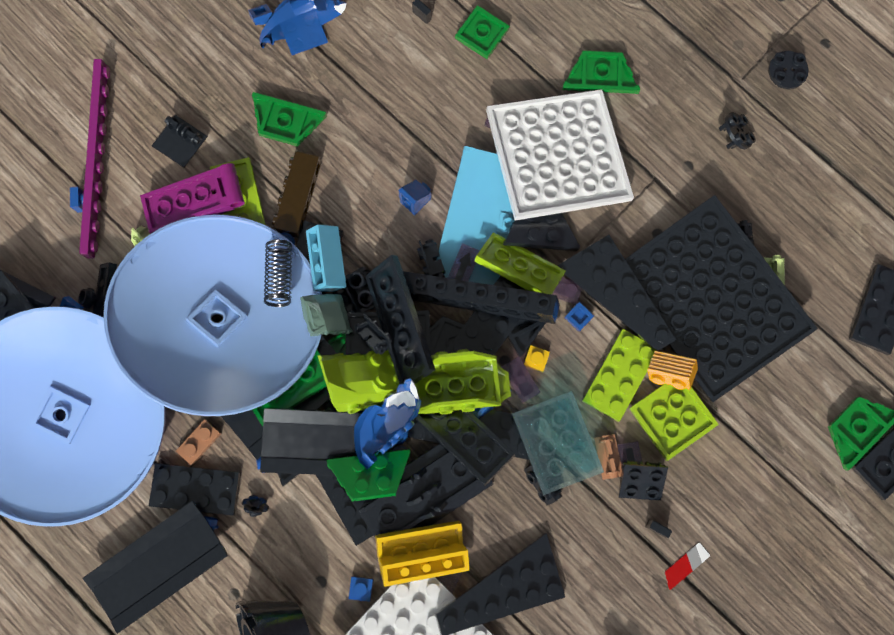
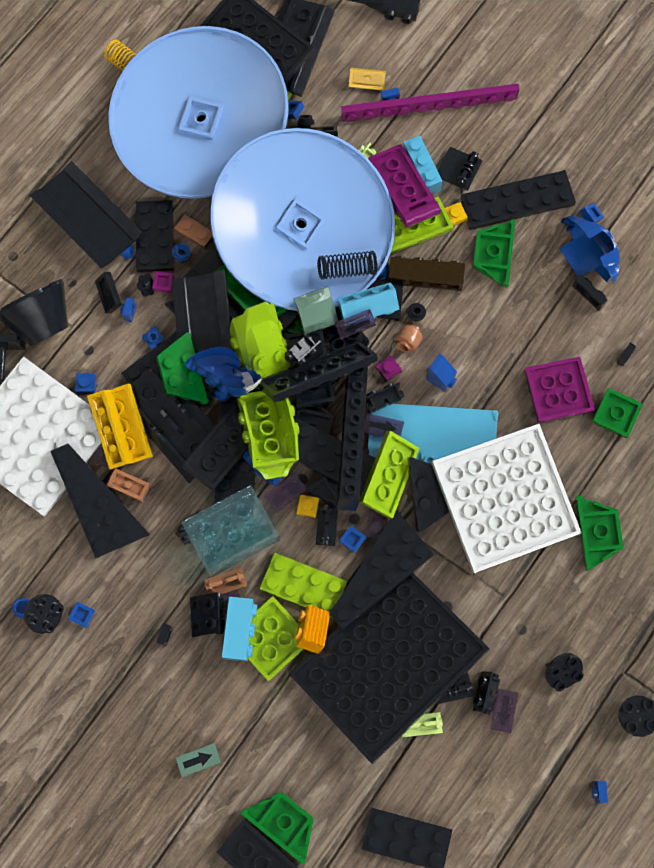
camera: 85 degrees right, 5 degrees down
(49, 221) = (367, 78): none -> yellow plate
(167, 174) = (423, 163): none -> medium azure brick
(221, 454) = (183, 248): none -> blue plate
(228, 87) = (517, 199): none -> black plate
(232, 152) = (456, 214): none -> yellow plate
(254, 485) = (163, 282): none -> magenta plate
(256, 551) = (108, 292): none -> black plate
(281, 530) = (128, 309): none -> blue plate
(326, 505) = (153, 333): none -> blue plate
(338, 218) = (416, 317): none -> black plate
(347, 275) = (355, 324): none -> clear purple tile
(353, 30) = (589, 292): none -> black plate
(368, 224) = (408, 338): none -> nougat head
(399, 249) = (388, 368): none -> magenta plate
(448, 83) = (559, 389): none -> magenta plate
(488, 551) = (128, 485): none -> nougat plate
(561, 342) = (326, 526): none -> black hinge
(626, 618) = (81, 614): none -> blue plate
(665, 446) = (239, 629): none -> medium azure brick
(686, 565) = (135, 667): sticker -> none
(755, 213) = (487, 683): none -> black hinge
(767, 196) = (504, 710): none -> clear purple tile
(789, 508) = (198, 760): none -> sand green tile
(853, 119) = (599, 791): none -> blue plate

